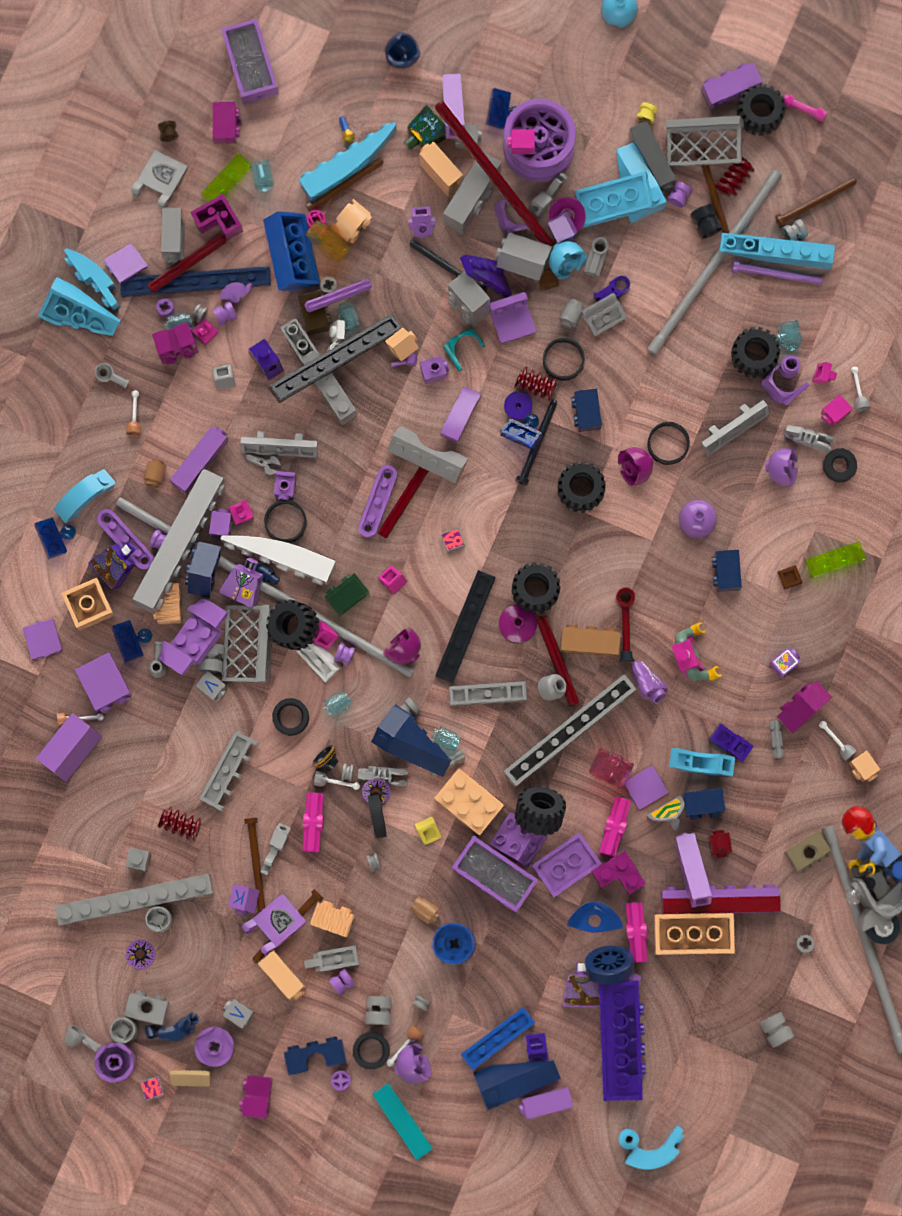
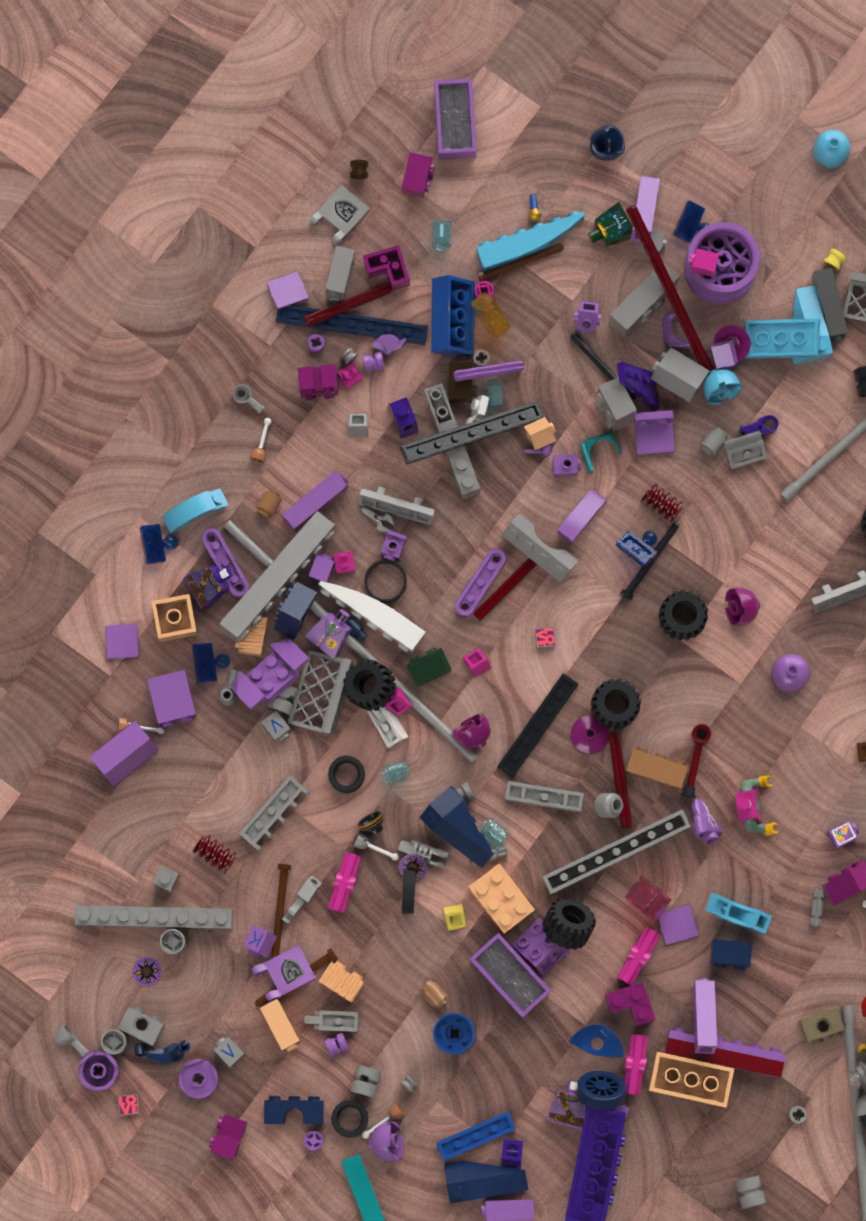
camera: 10 degrees right, 0 degrees up
(72, 307) = (226, 322): medium azure wedge -> none
(92, 273) = (251, 291): medium azure slope -> none
(157, 539) = (256, 570): medium lavender wheel -> none
(178, 319) = (326, 358): clear light blue brick -> none
(190, 1078) = (168, 1103): tan slope -> none
(227, 178) = (406, 229): clear neon green tile -> none
(344, 654) = (413, 725): medium lavender wheel -> none
(347, 772) = (389, 842): light grey bush -> none
(351, 221) = (518, 300): light nougat brick -> none
(373, 862) = (394, 935): light grey bush -> none
(440, 169) = (618, 269): light nougat brick -> none
(518, 405) = (639, 519): dark purple piece -> none
(543, 200) = (713, 322): light grey piece -> none
(548, 280) = (698, 403): reddish brown tile -> none
(563, 340) = (697, 465): black tyre -> none
(566, 864) = (582, 982): medium lavender plate -> none
(587, 410) = (706, 541): dark blue brick -> none
(596, 259) = (750, 393): light grey piece -> none
(668, 462) = (790, 576): black tyre -> none
(669, 812) = (694, 954): shield -> none
(679, 195) = (849, 347): medium lavender wheel -> none
(720, 844) = (737, 997): dark red brick -> none
(727, 570) = (807, 730): dark blue brick -> none
(730, 742) = (771, 900): dark purple slope -> none

